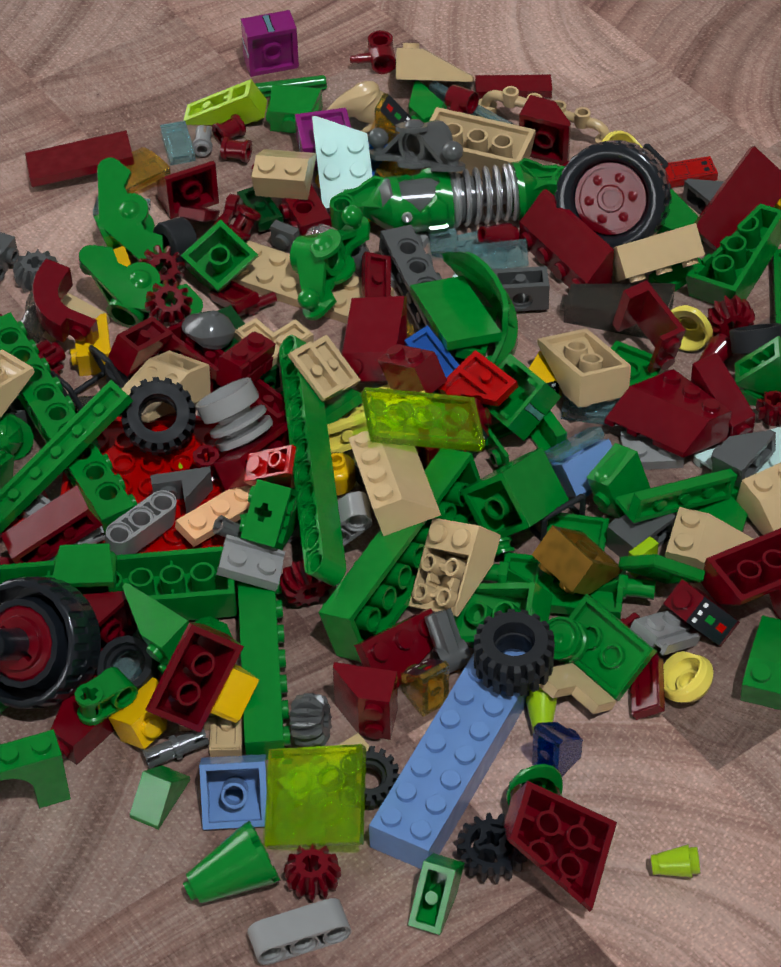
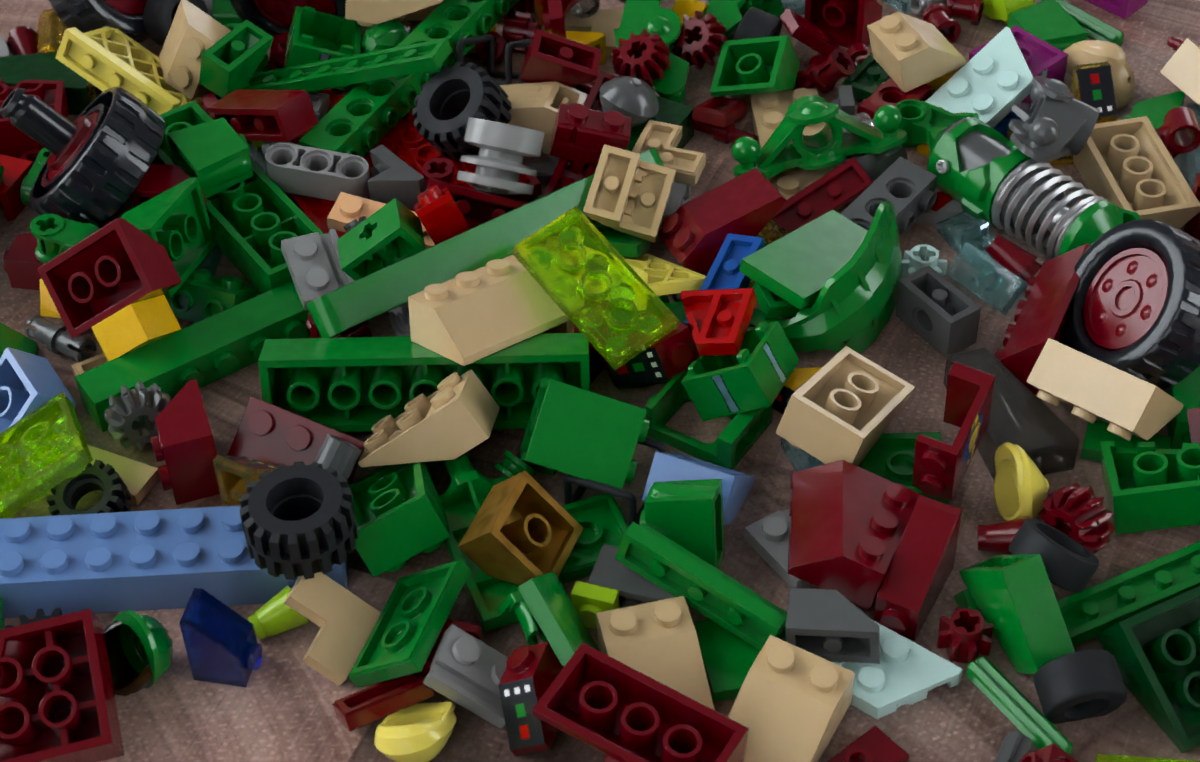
camera: 60 degrees right, 5 degrees down
(412, 369) = (679, 254): dark red brick -> none
(570, 639) = (391, 579): green wheel -> none
(574, 444) = (719, 459): clear light blue tile -> none

